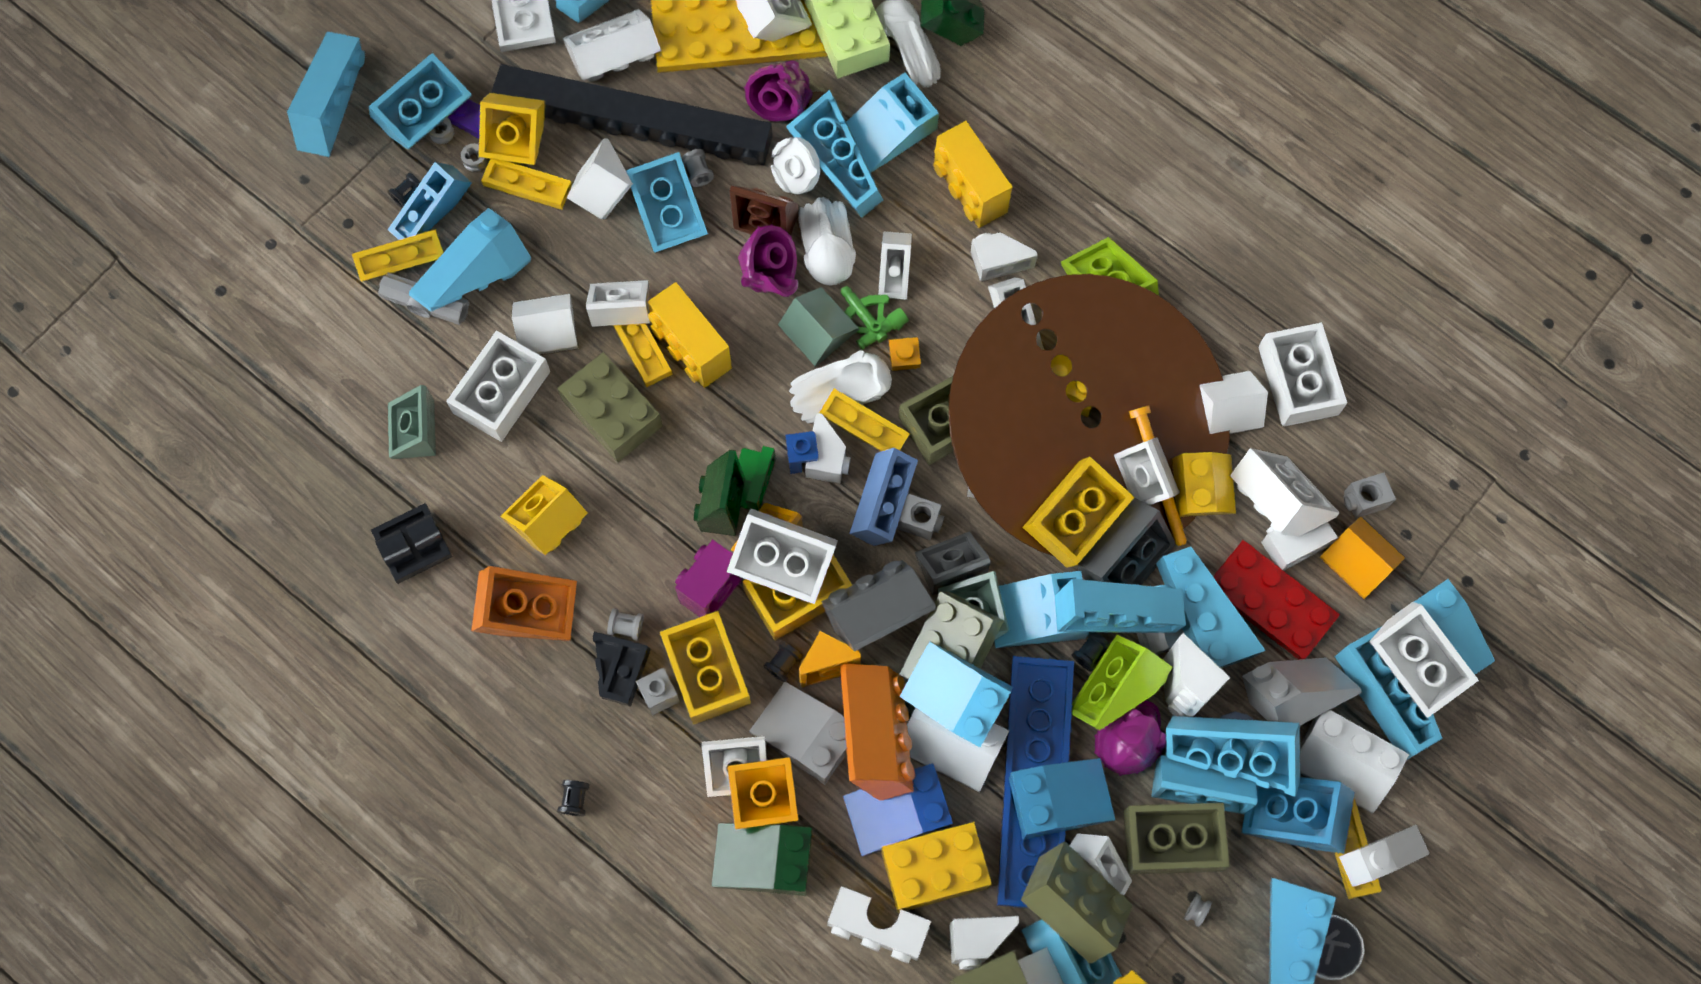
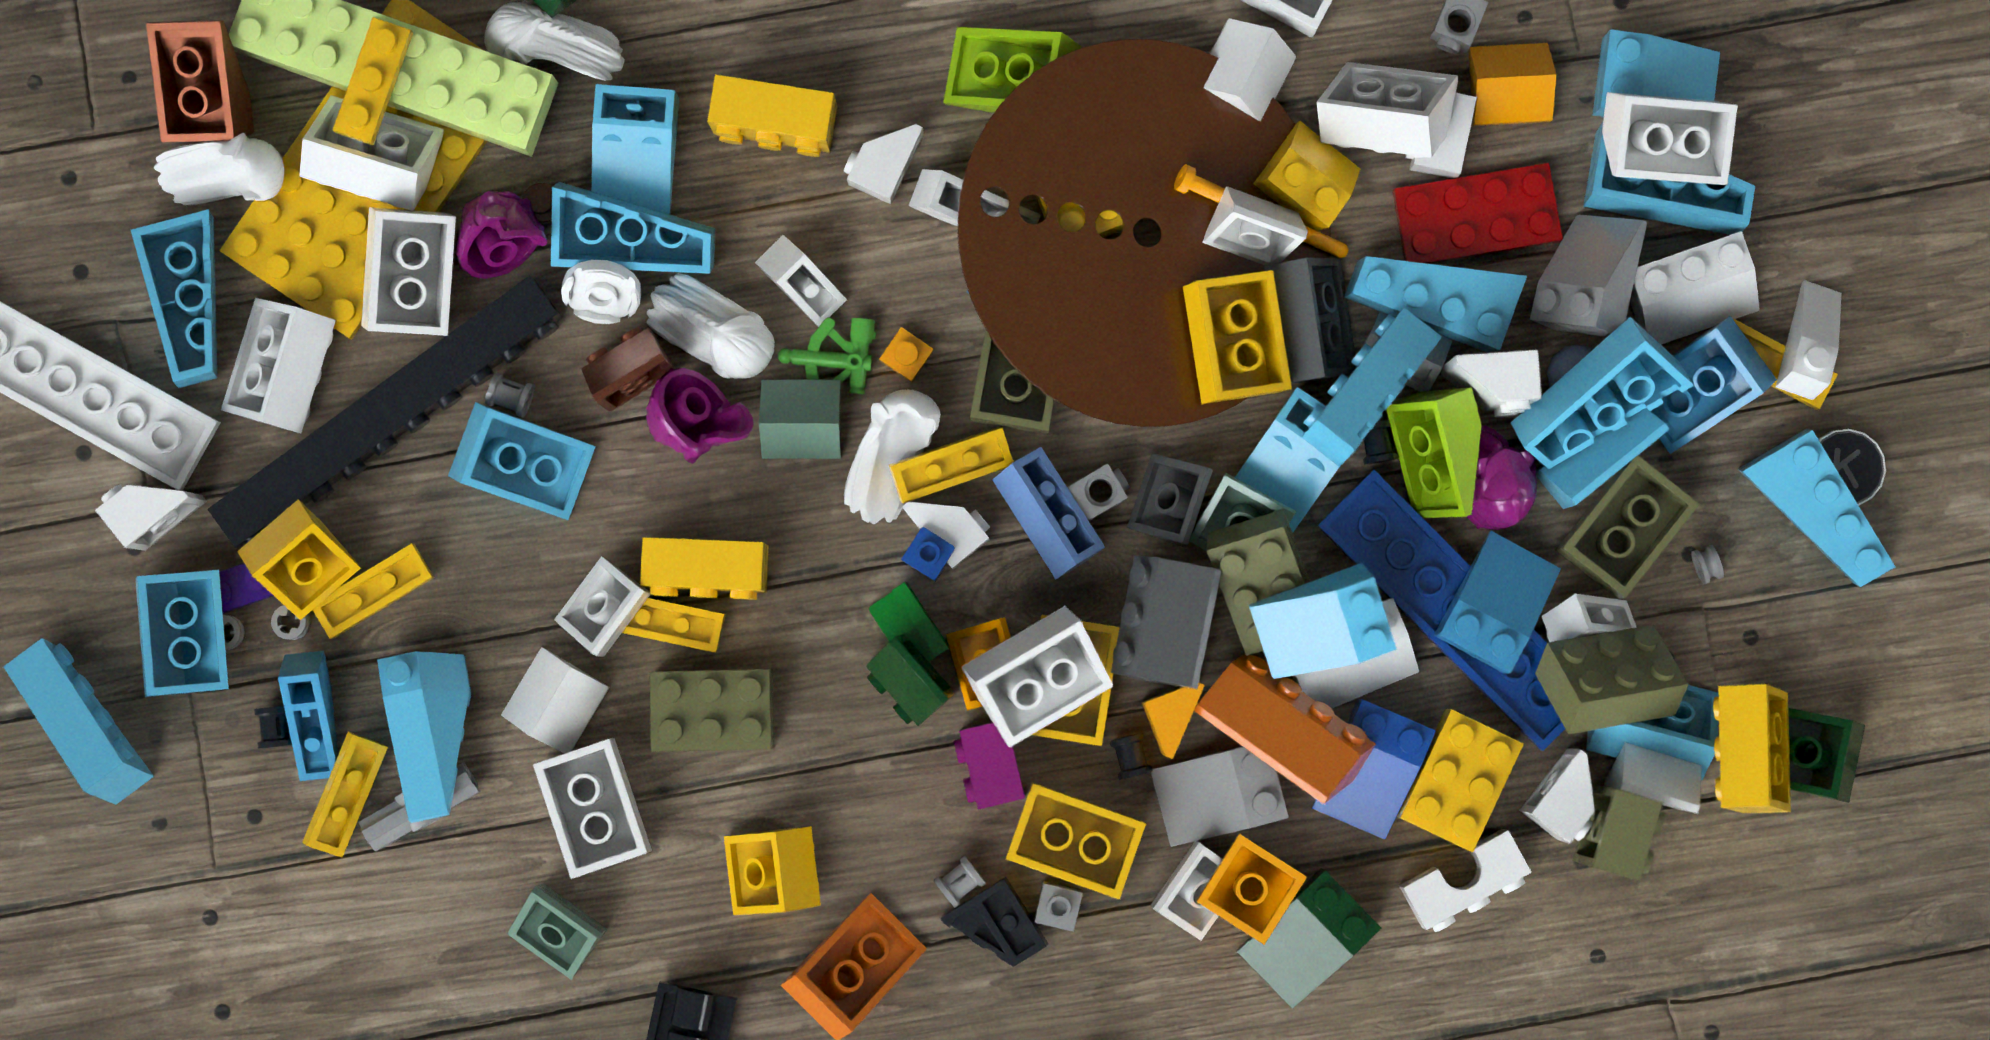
camera: 45 degrees left, 15 degrees up
(472, 36) = (145, 514): none -> white slope
(600, 182) = (442, 515): white slope -> none
(719, 60) = (408, 271): none -> white brick

